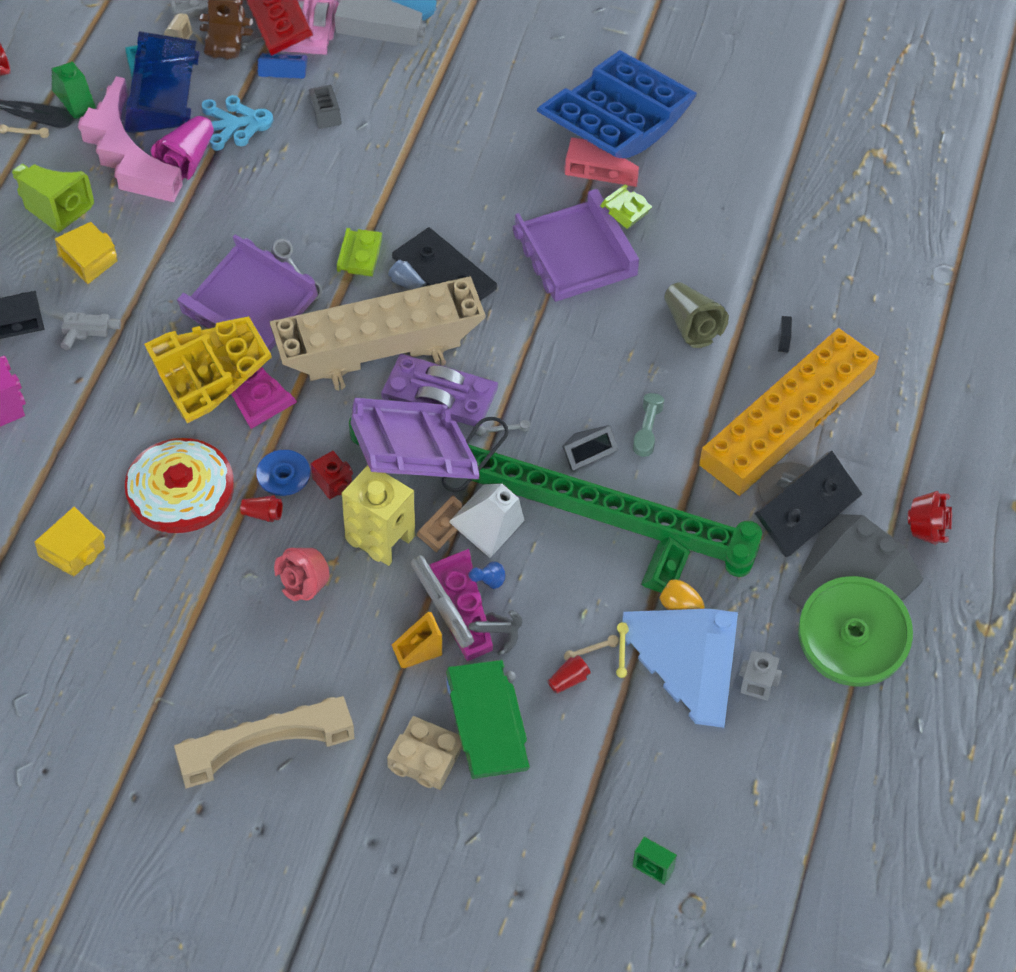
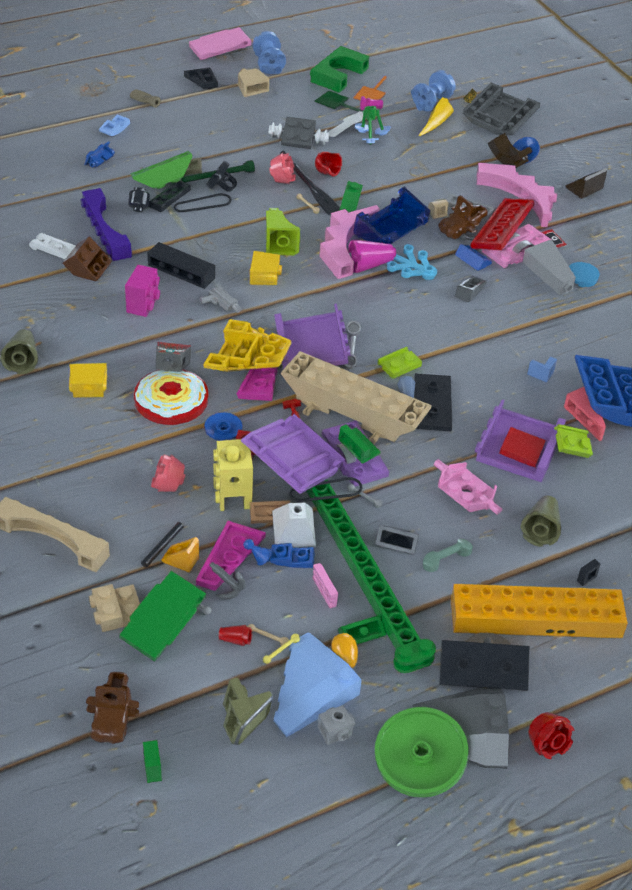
camera: 45 degrees right, 10 degrees down
(128, 440) = (172, 356): none -> dark grey torso
(262, 508) = (193, 435): red cone -> none
(313, 388) = (292, 404): none -> red piece
(383, 652) = (162, 544): none -> black bar
(442, 602) = (215, 542): light grey axle -> none
(444, 378) = (357, 443): none -> green panel
(504, 150) = (542, 371): none -> medium blue panel
(519, 550) = (292, 557): none -> blue slope
(558, 849) = (112, 709): none -> reddish brown piece
(586, 251) = (522, 447): none -> red tile
(586, 552) = (325, 585): none -> bright pink tile
(609, 338) = (458, 478): none -> bright pink plate
(676, 741) = (244, 712): none -> olive piece

